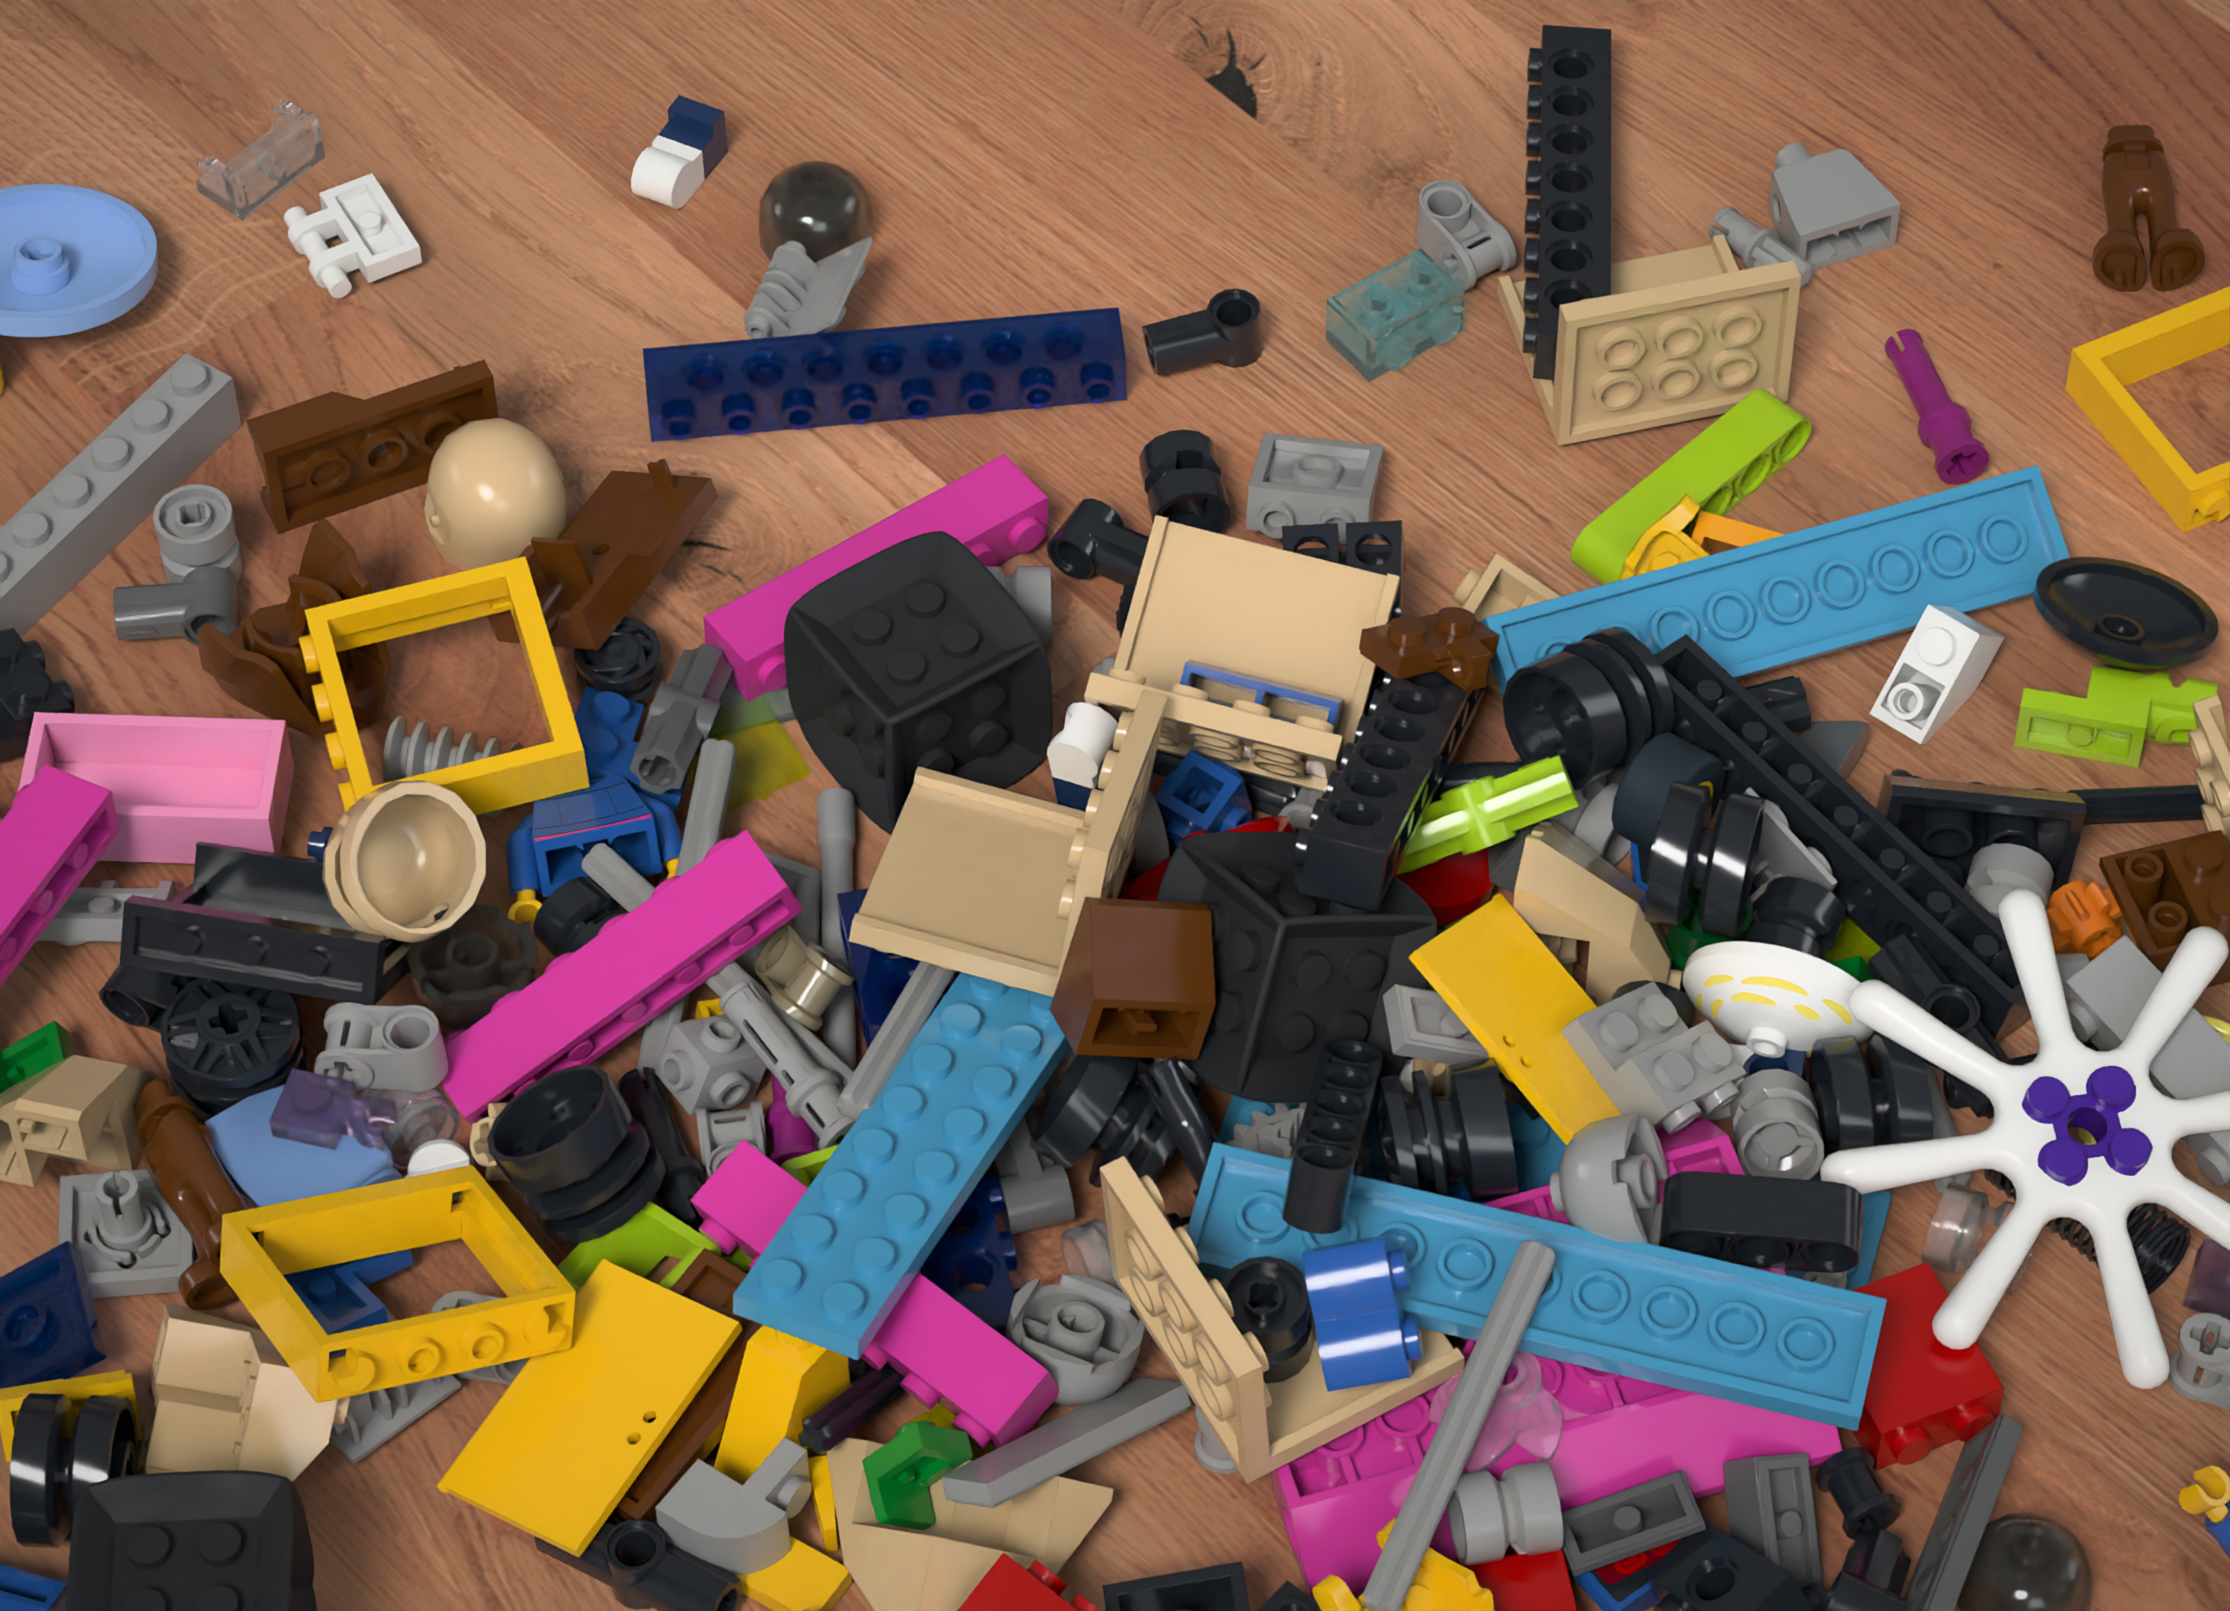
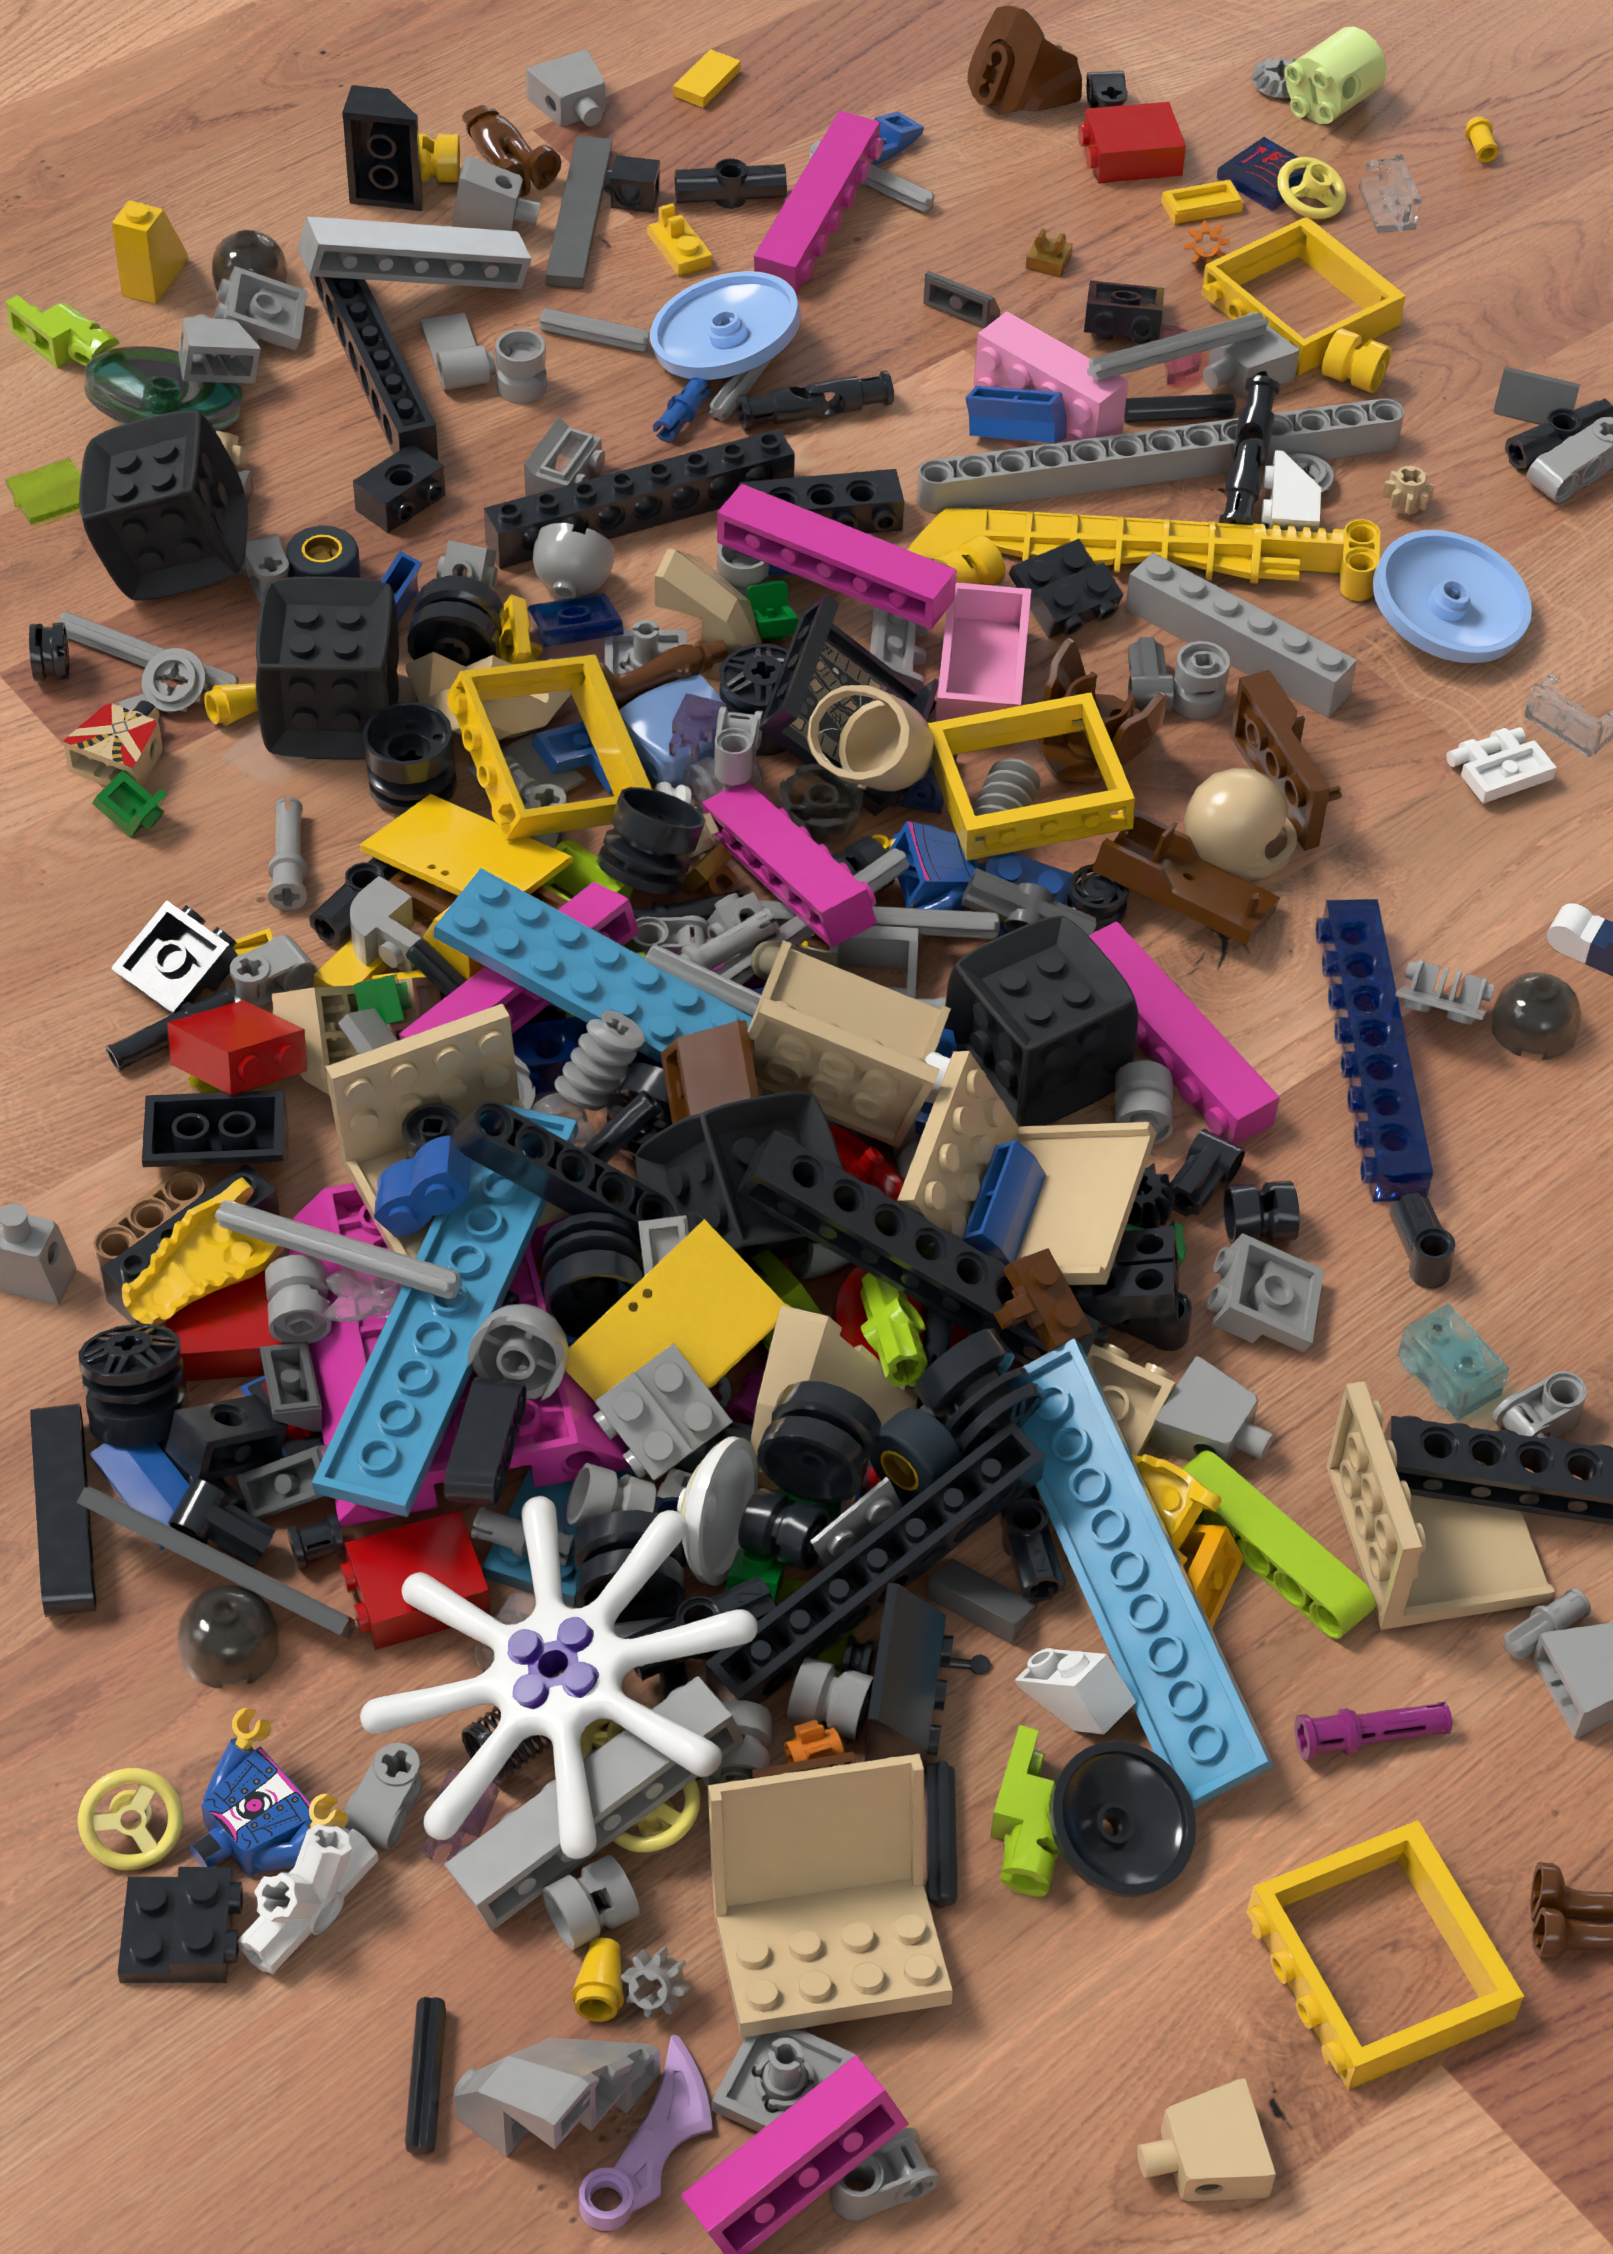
camera: 90 degrees right, 0 degrees up
(373, 1509) = (409, 755): none -> black wheel
(1049, 1165) = (600, 1060): none -> light grey piece
(1520, 526) = (1209, 1415): none -> light grey torso

